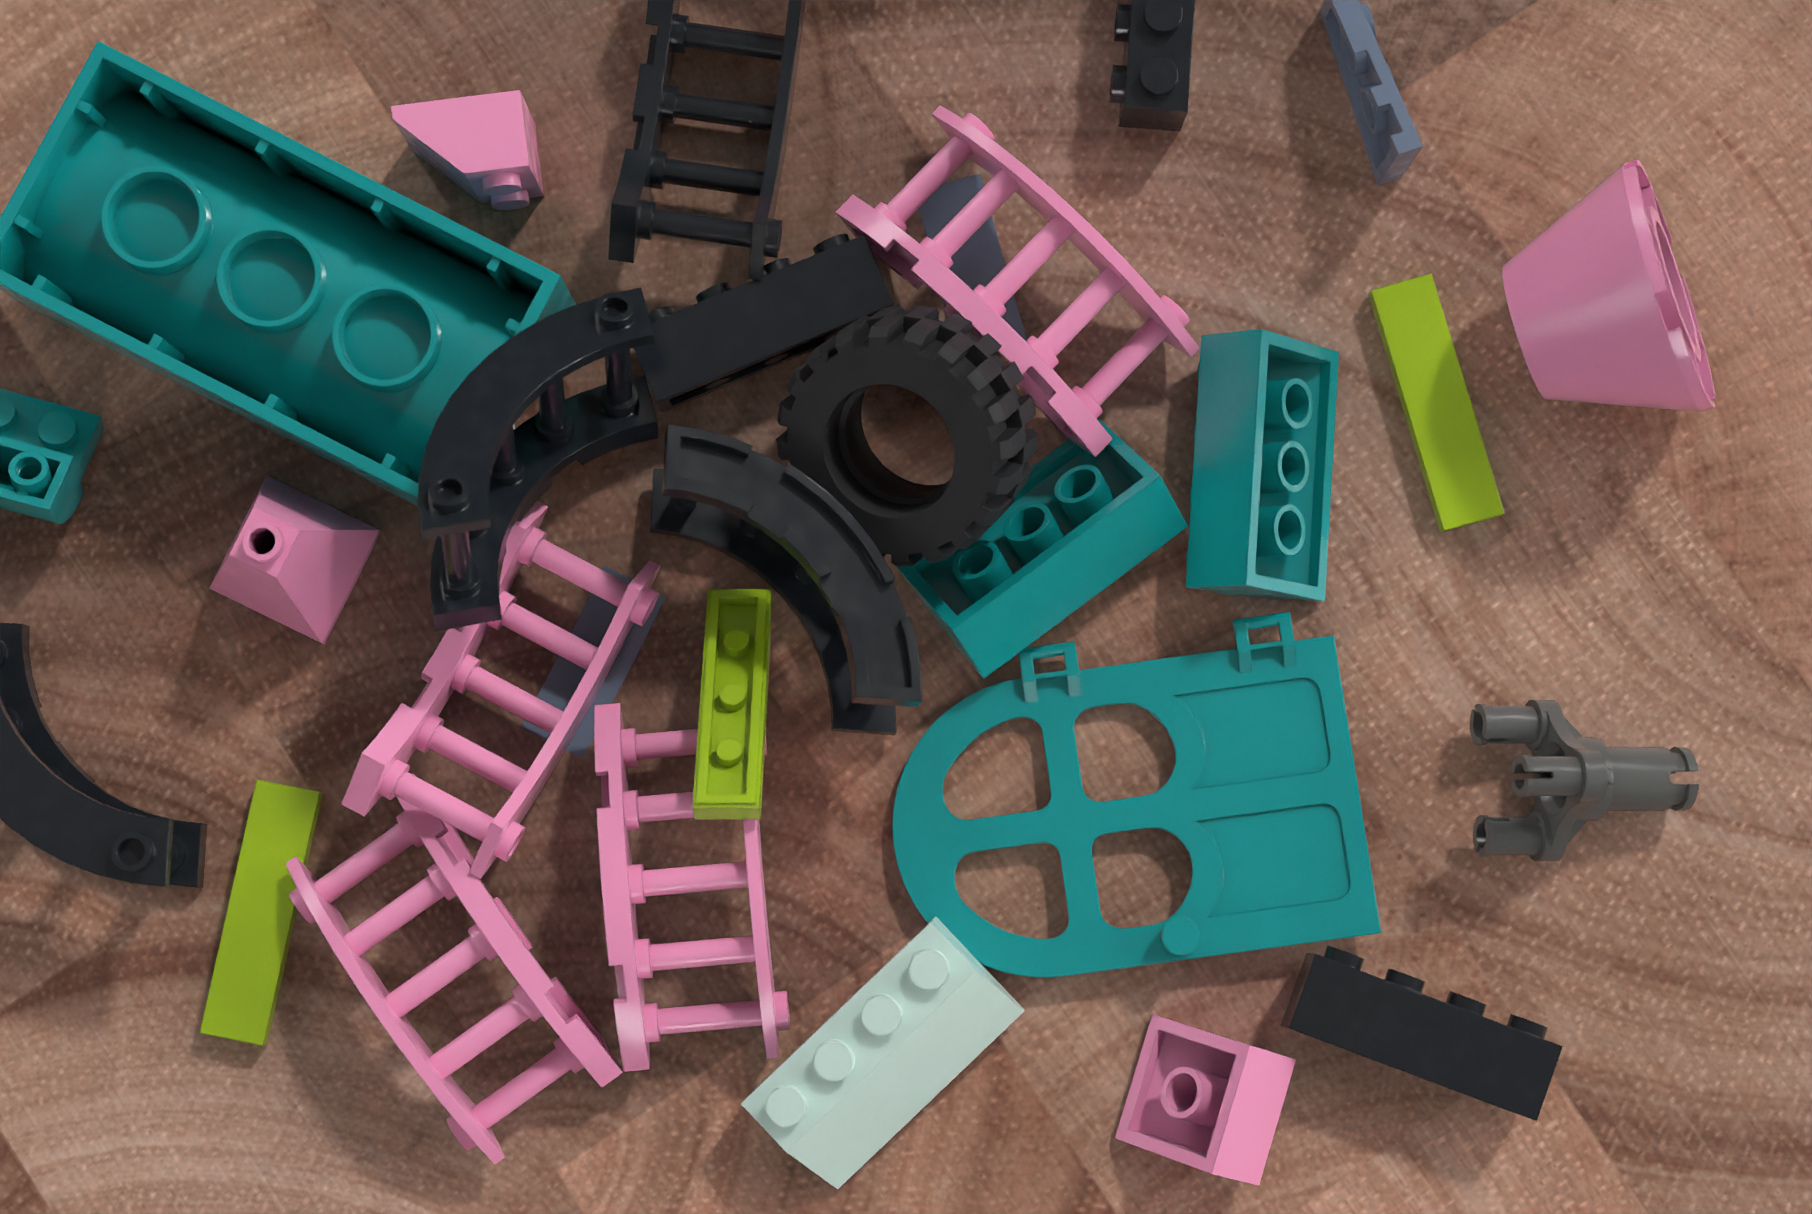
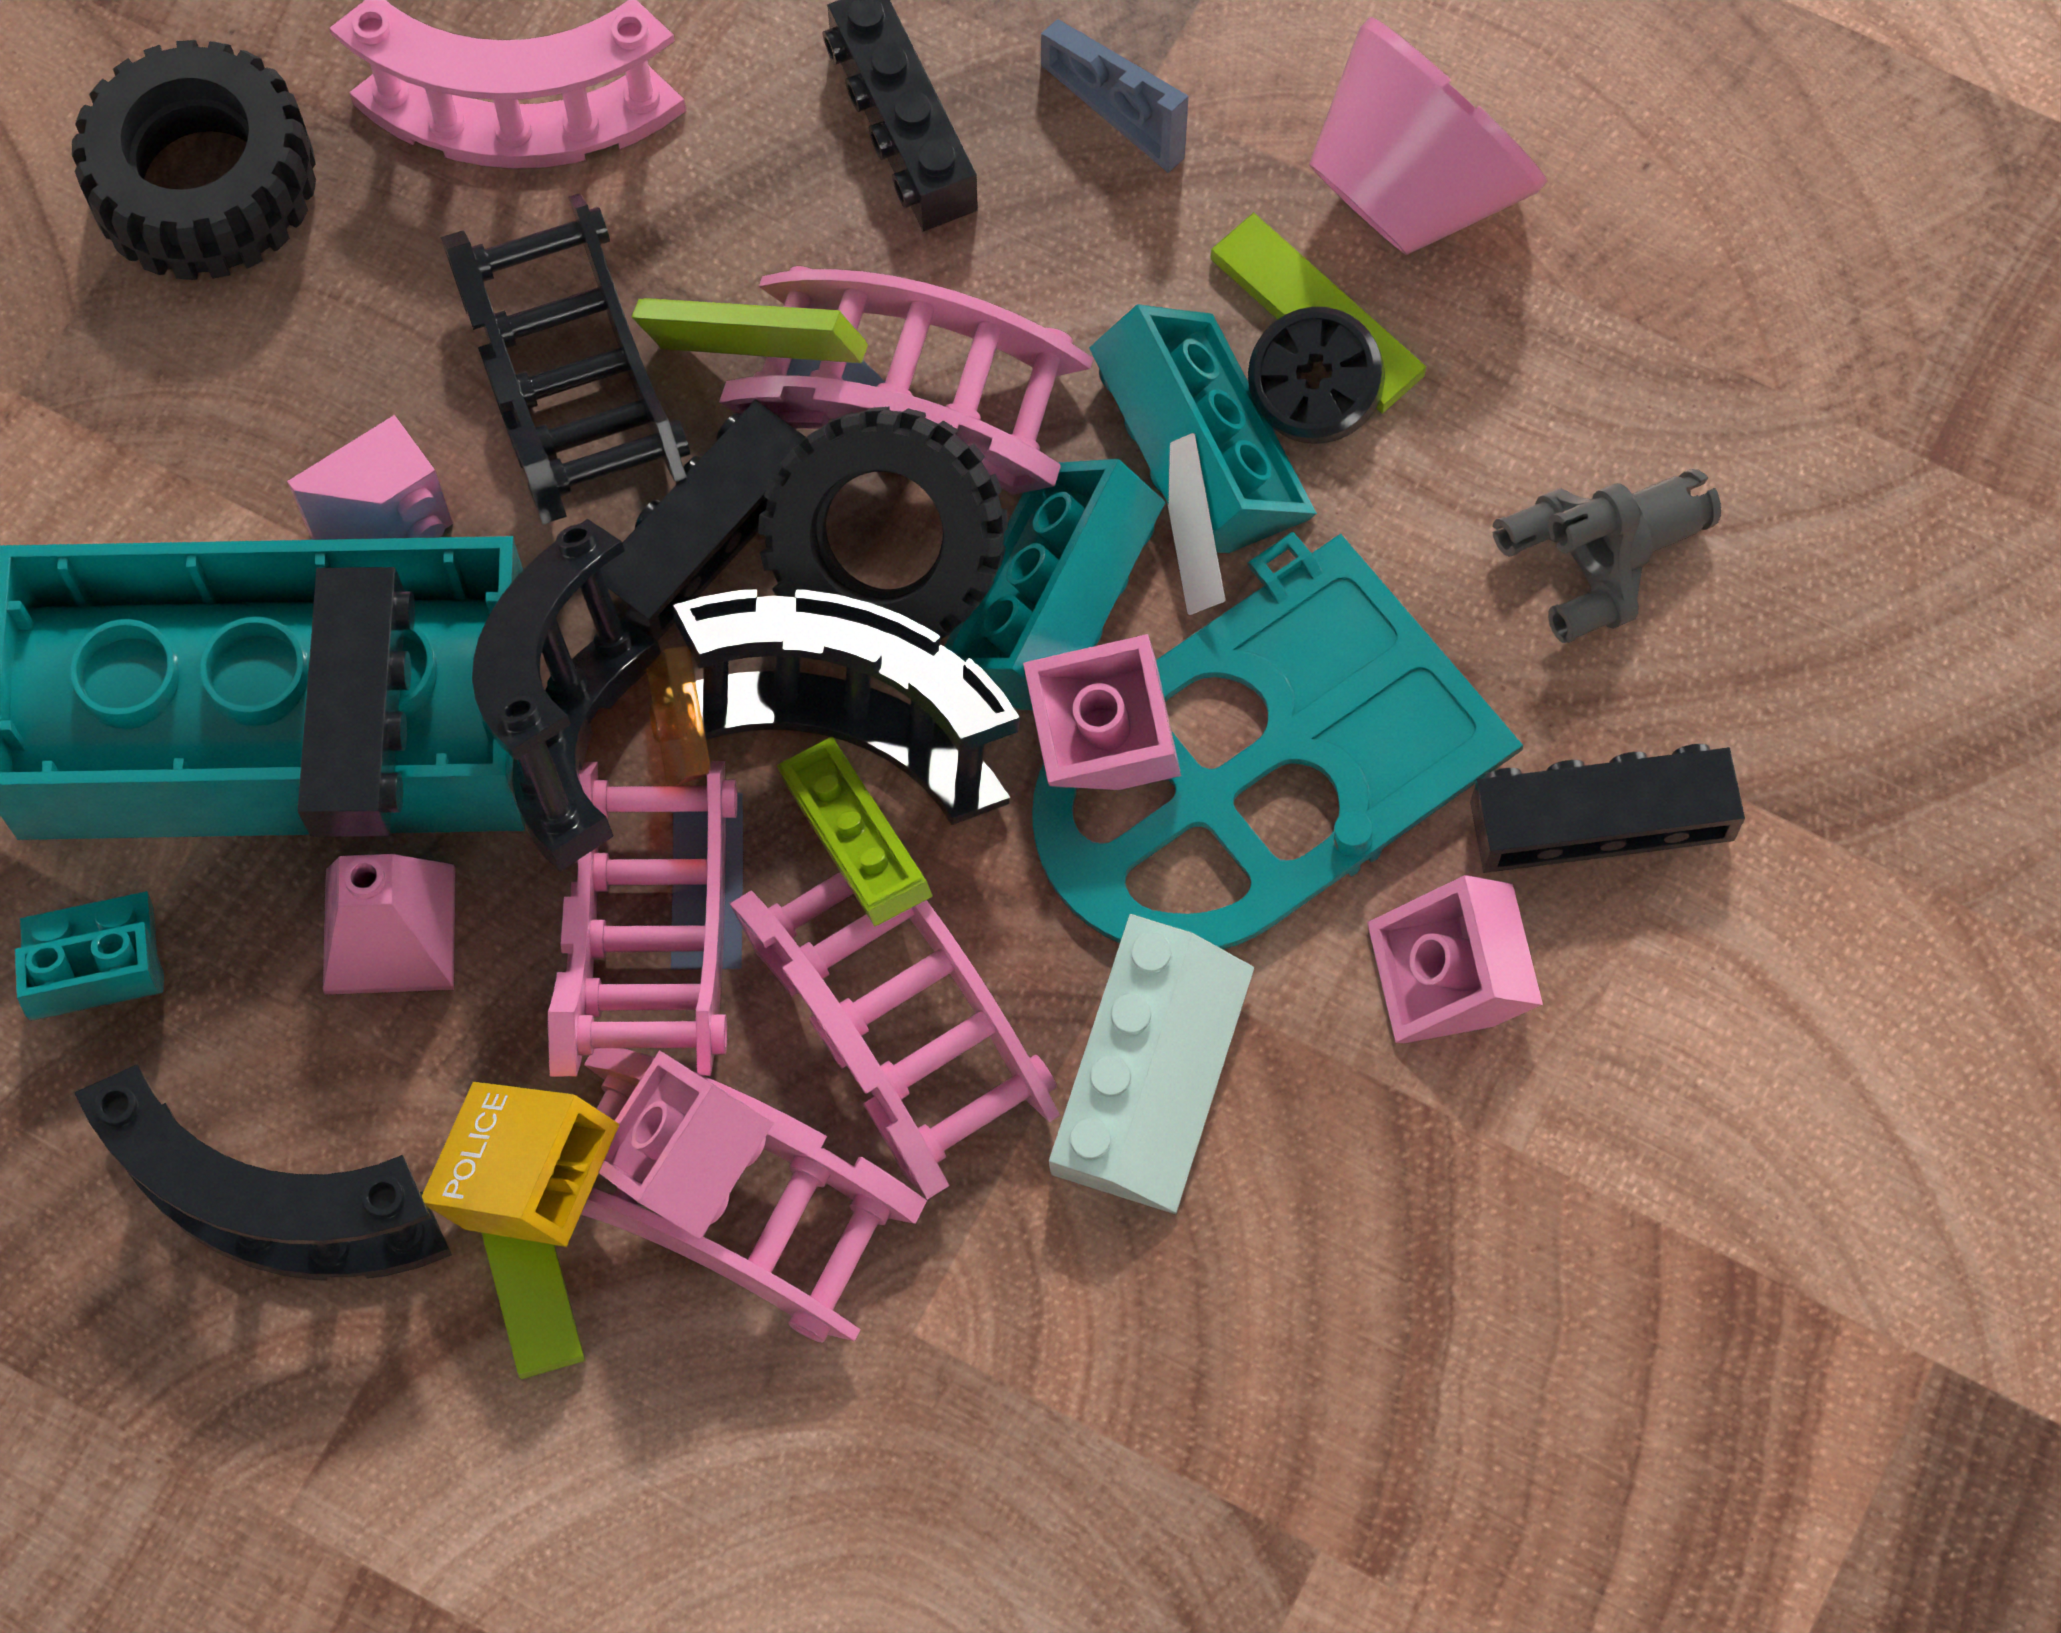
camera: 25 degrees left, 15 degrees down
(278, 866) = (520, 1163): none -> yellow brick
(329, 376) = (354, 702): none -> black brick
(415, 936) = (683, 1145): none -> bright pink slope
(629, 516) = (678, 717): none -> clear orange plate
(895, 164) = (750, 330): none -> lime tile
(1011, 713) = (1102, 716): none -> bright pink slope
(1197, 568) = (1193, 528): none -> white sticker
(1389, 432) = (1340, 401): none -> black wheel

